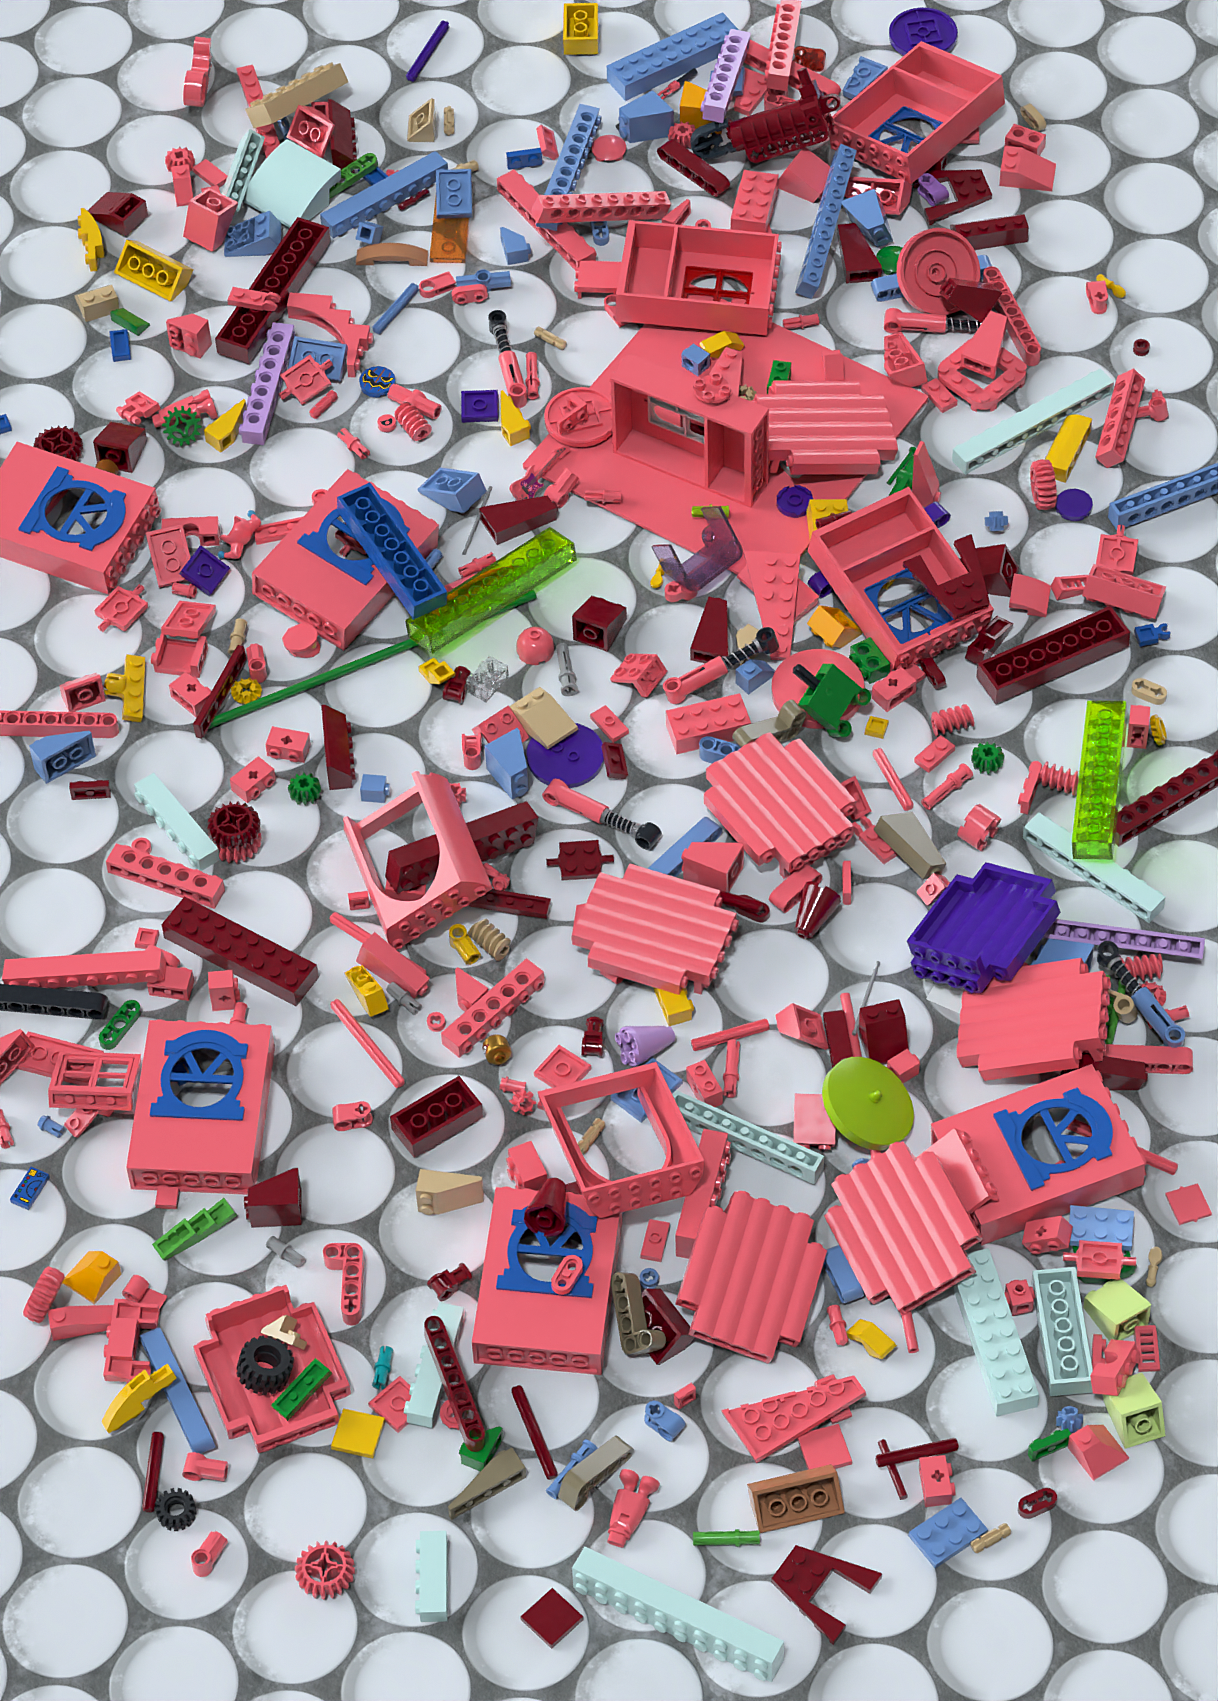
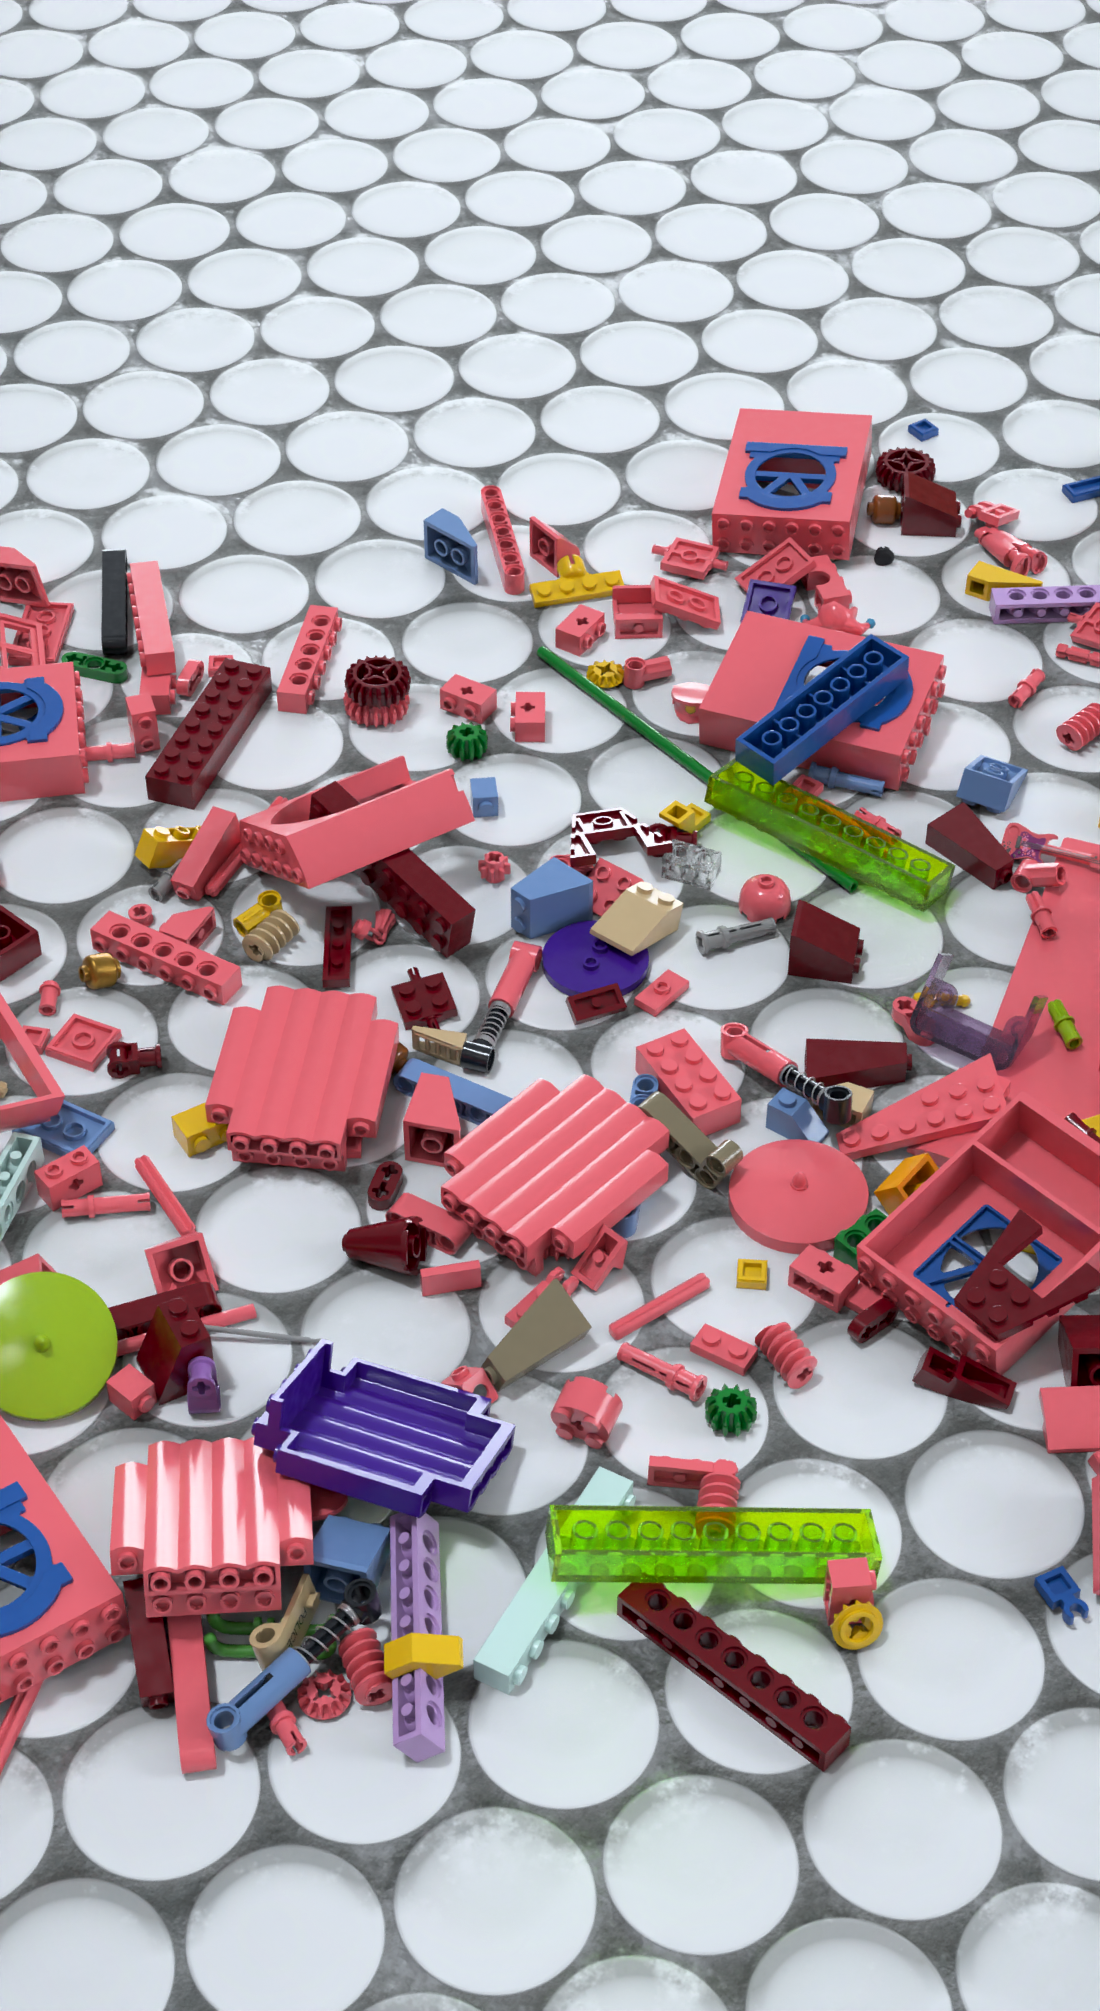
camera: 75 degrees right, 10 degrees down
(90, 790) = (417, 582): dark red plate -> none
(142, 844) = (350, 638): coral tile -> none
(162, 488) = (884, 556): none -> black piece
(172, 429) = (978, 545): green gear -> none
(177, 822) = (403, 642): light aqua brick -> none
(185, 590) = (736, 599): coral pin -> none
(219, 692) = (582, 644): dark red tile -> none
(237, 636) = (682, 650): tan pin -> none
(337, 749) = (531, 748): dark red slope -> none
(367, 1043) = (93, 865): coral axle -> none
(386, 423) = (1073, 707): coral tile -> none
(432, 718) = (607, 825): none -> dark red wing
(476, 521) = (935, 816): light grey piece -> none
(525, 1105) = (22, 1005): coral gear -> none
(632, 852) = (446, 1044): none -> tan slope
(642, 671) = (753, 1005): coral bracket -> none
(642, 1042) = (127, 1102): lavender cone -> none
(741, 902) = (386, 1152): dark red axle -> none
(829, 697) = (755, 1184): green piece -> none
(916, 1025) = (202, 1387): none -> medium lavender piece
(1053, 654) = (961, 1462): dark red brick -> none
(1149, 691) = (937, 1608): tan beam -> none
(1150, 931) = (431, 1652): none -> yellow slope

